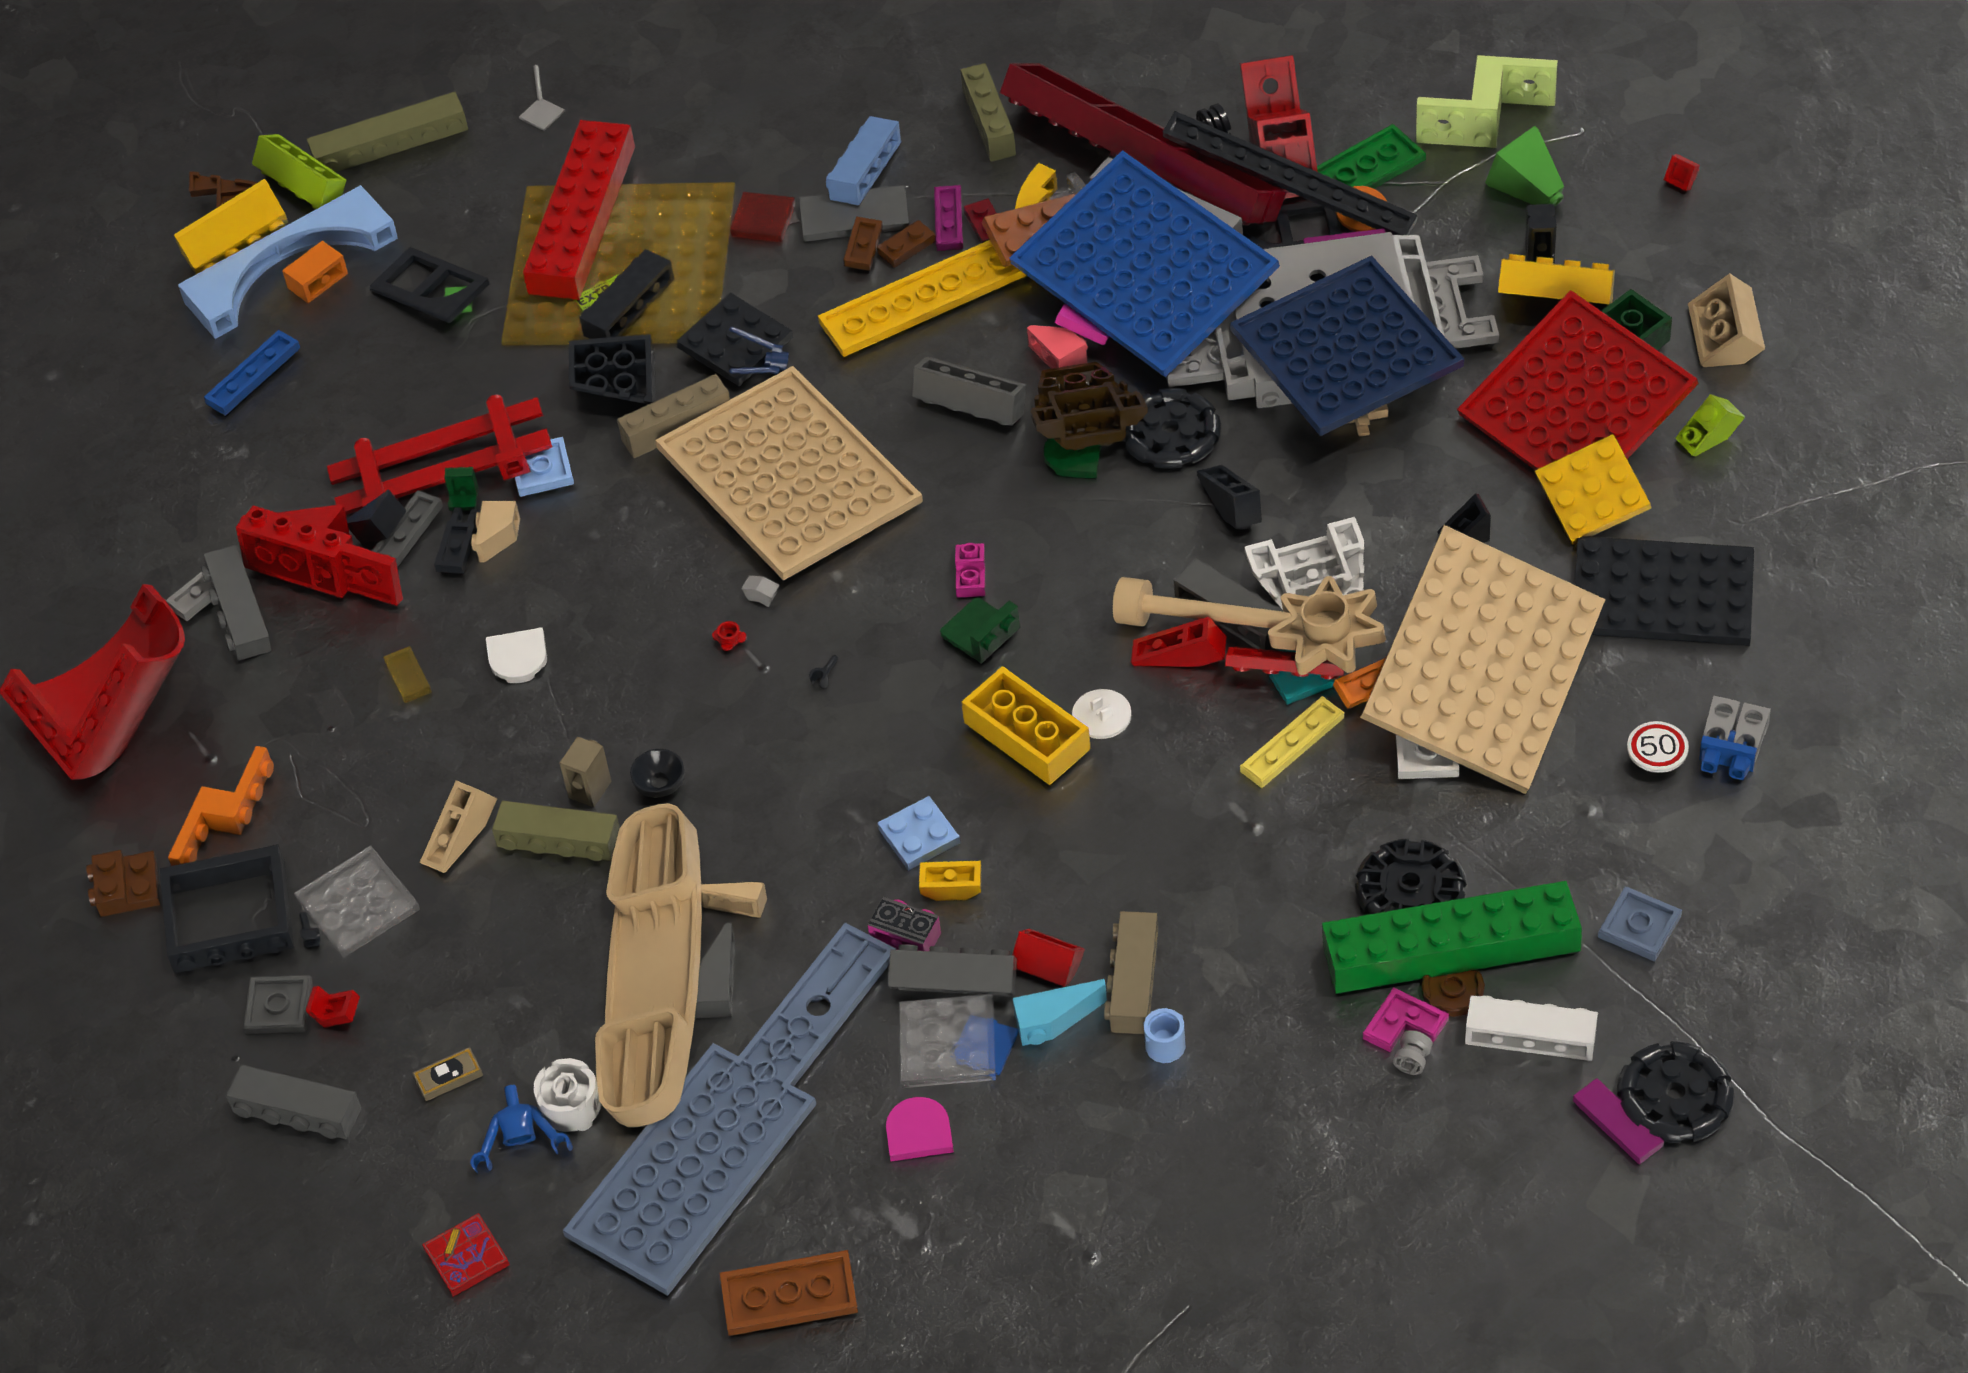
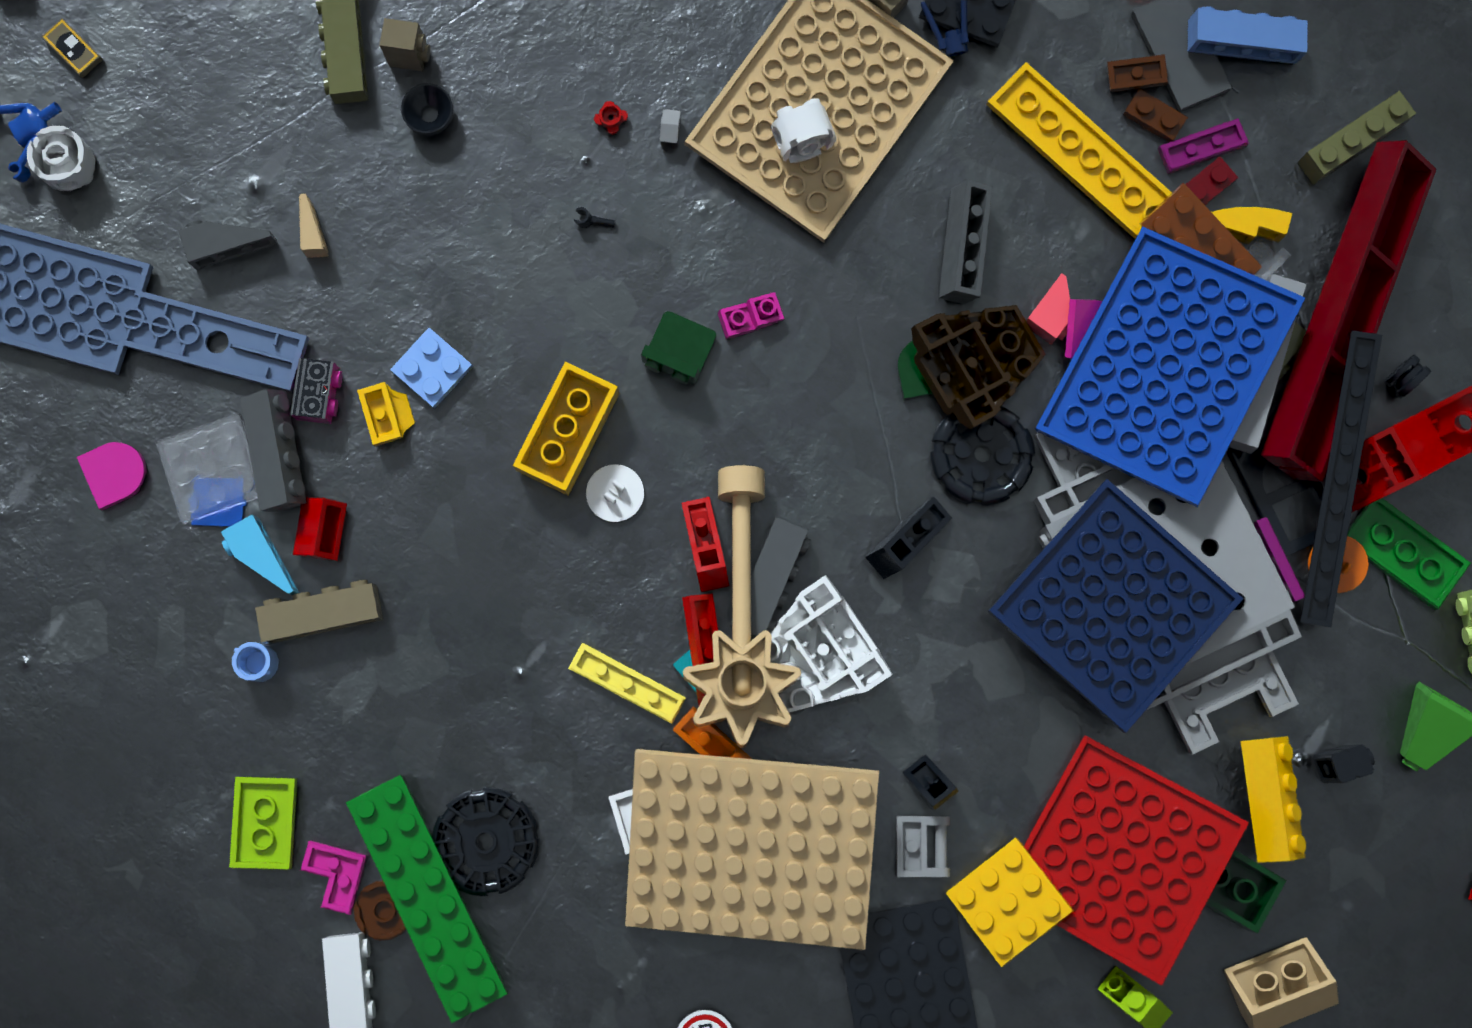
camera: 65 degrees right, 30 degrees up
(650, 966) = (212, 183): tan piece -> none
(816, 471) = (803, 131): none -> white brick
(1331, 1067) = (263, 823): none -> lime plate
(1412, 1054) = (294, 893): light grey wheel -> none
(1525, 545) = (912, 846): none -> light grey plate

